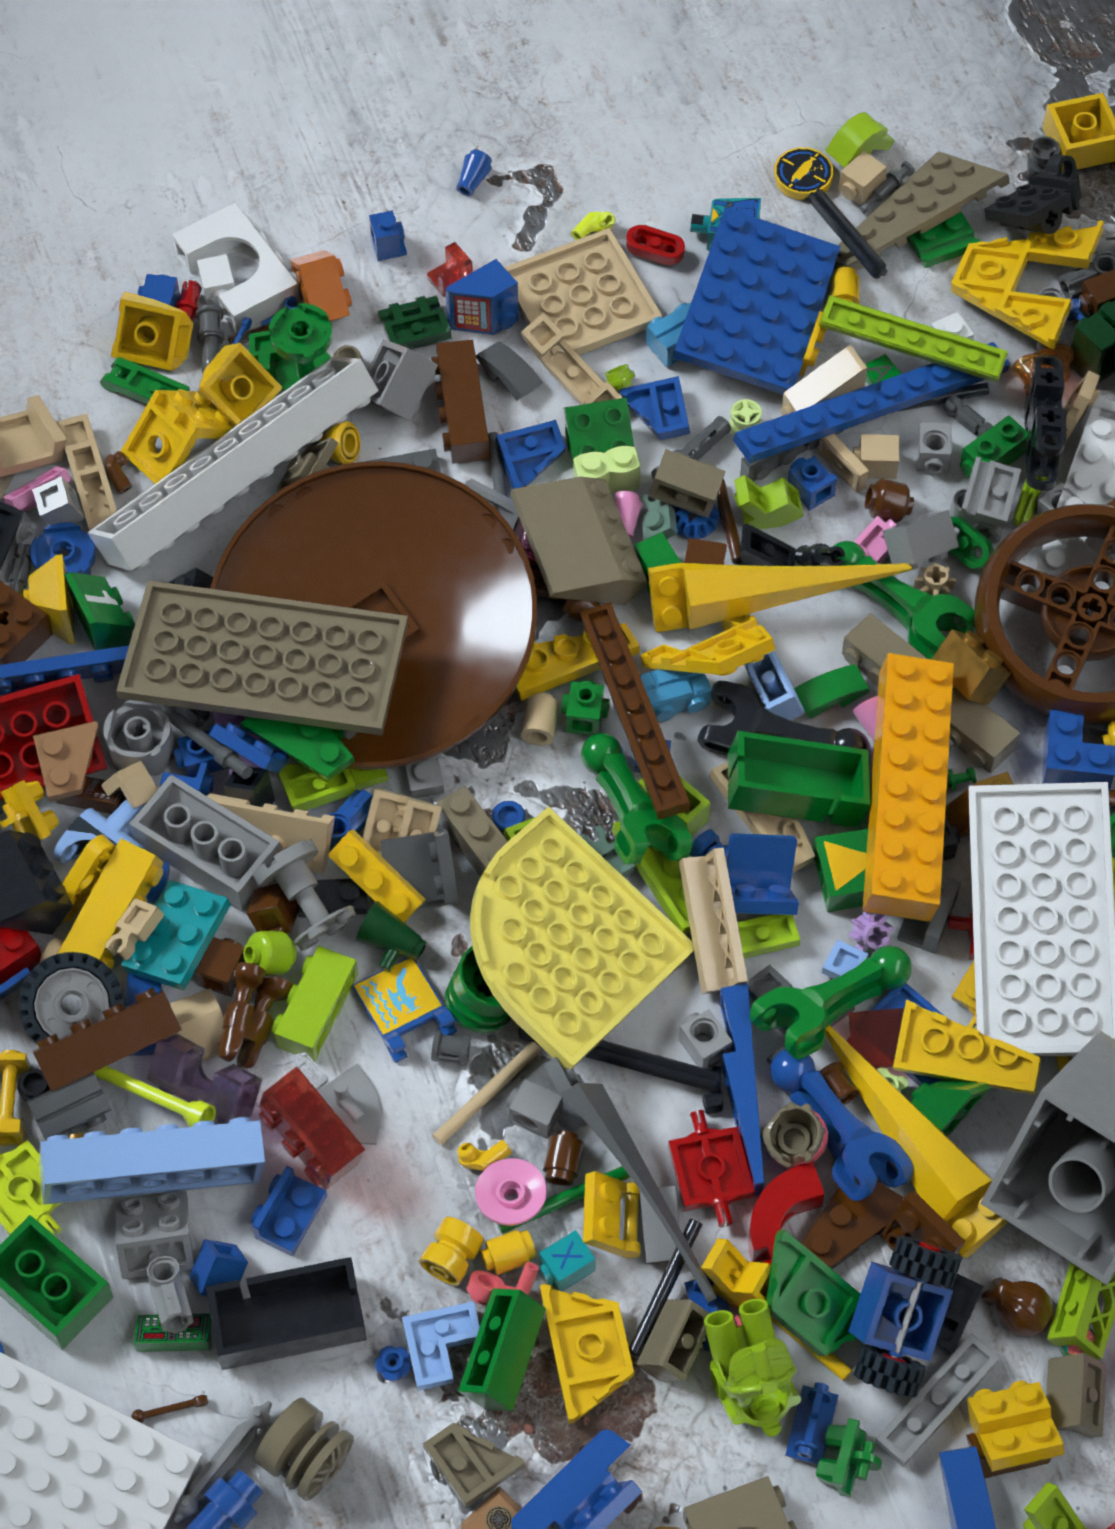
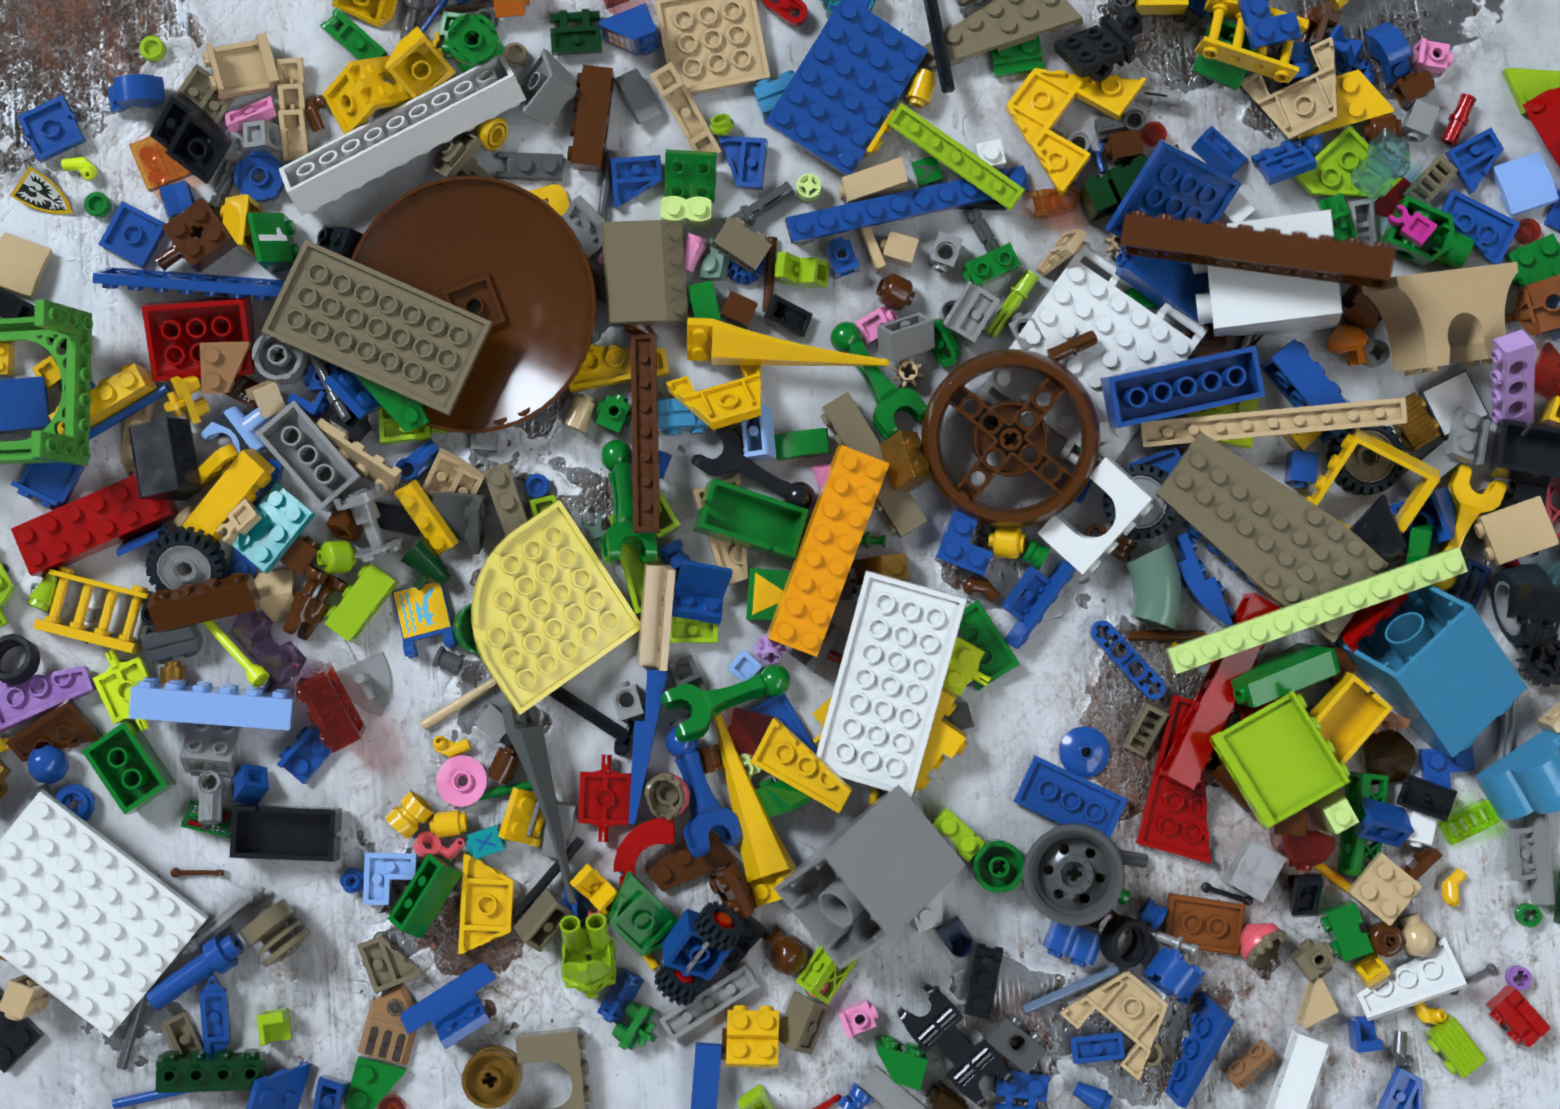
camera: 15 degrees right, 25 degrees up
(819, 555) = (825, 331): black pin -> none
(1045, 422) = (1032, 261): black piece -> none

